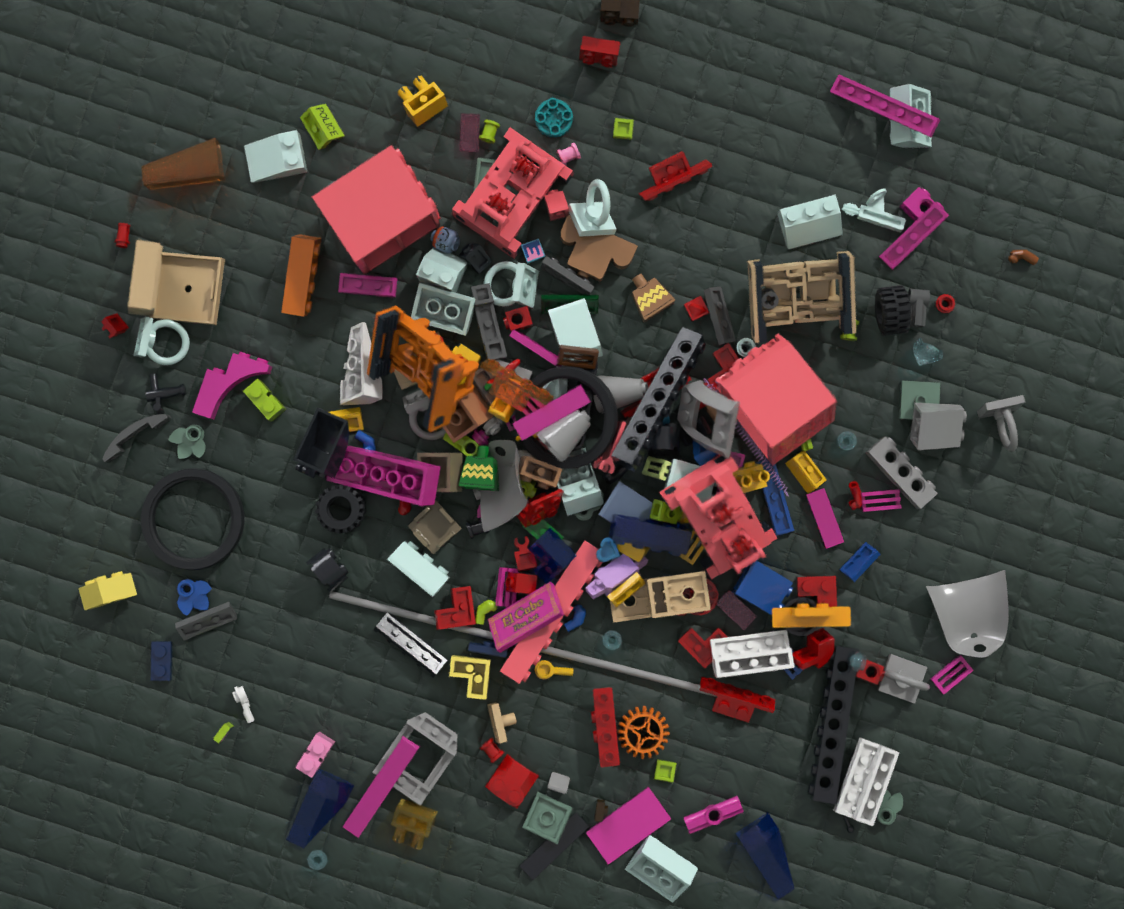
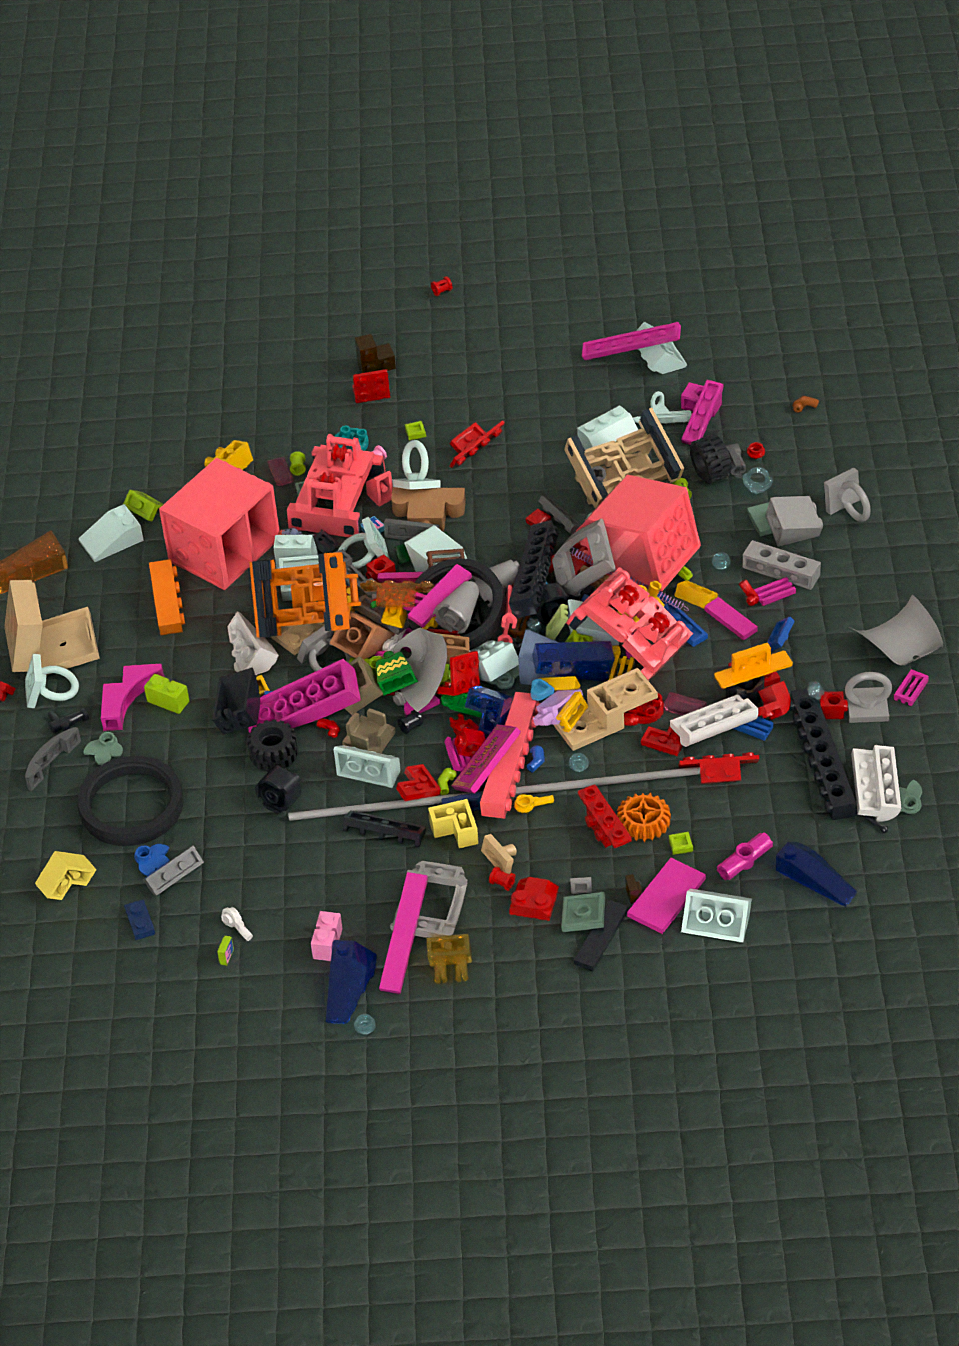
camera: 15 degrees left, 40 degrees down
(367, 285) = (227, 594): dark pink tile -> none
(650, 297) = (494, 522): medium nougat torso -> none
(762, 587) = (695, 674): blue slope -> none

